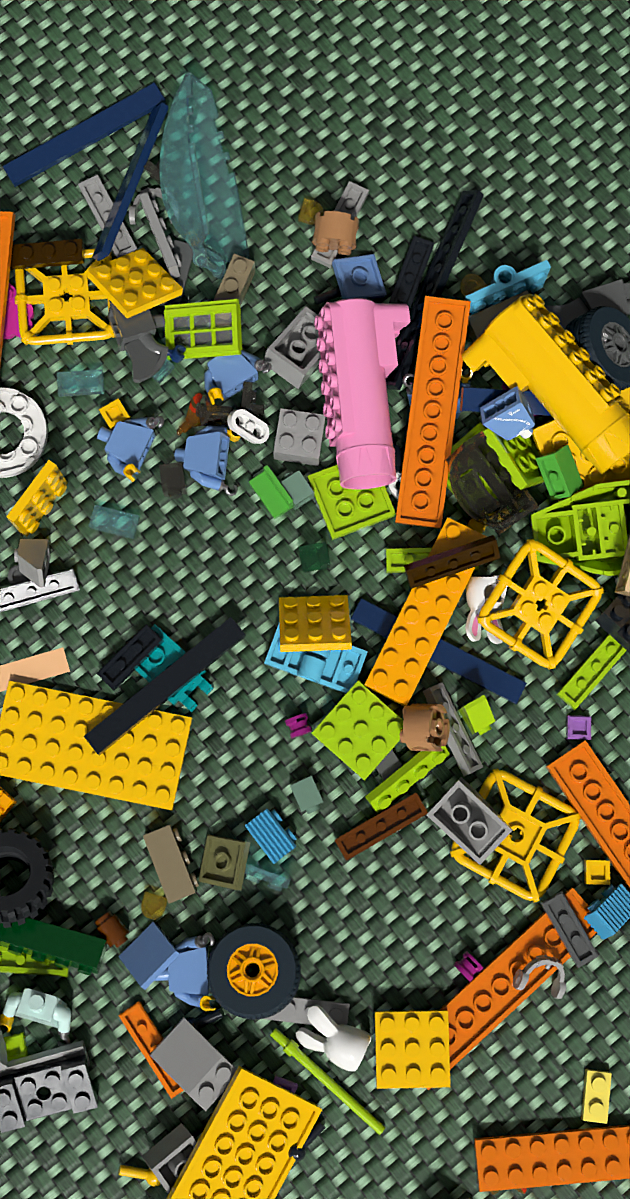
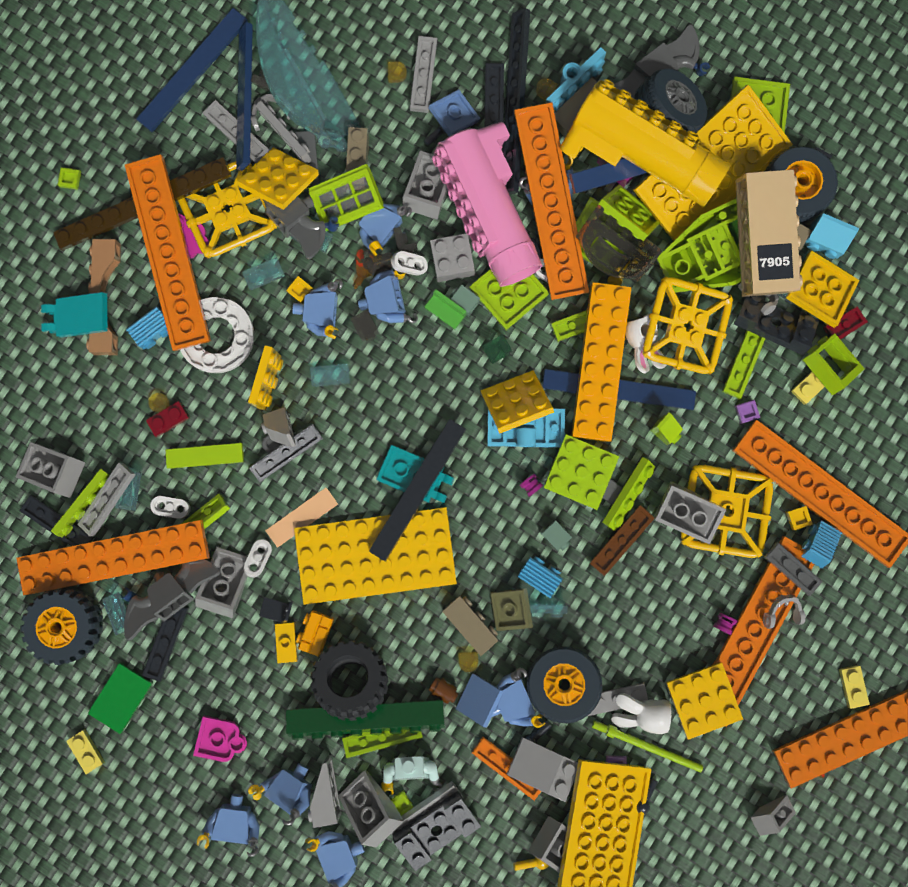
camera: 10 degrees left, 5 degrees up
(130, 657) = (381, 477): black tile -> none
(335, 232) = (423, 81): medium nougat brick -> none
(425, 727) = (631, 453): medium nougat brick -> none
(452, 561) = (609, 316): dark brown plate -> none
(458, 738) = (651, 446): light grey plate -> none
(509, 415) = (614, 184): medium blue torso -> none
(560, 473) = (668, 216): bright green panel -> none

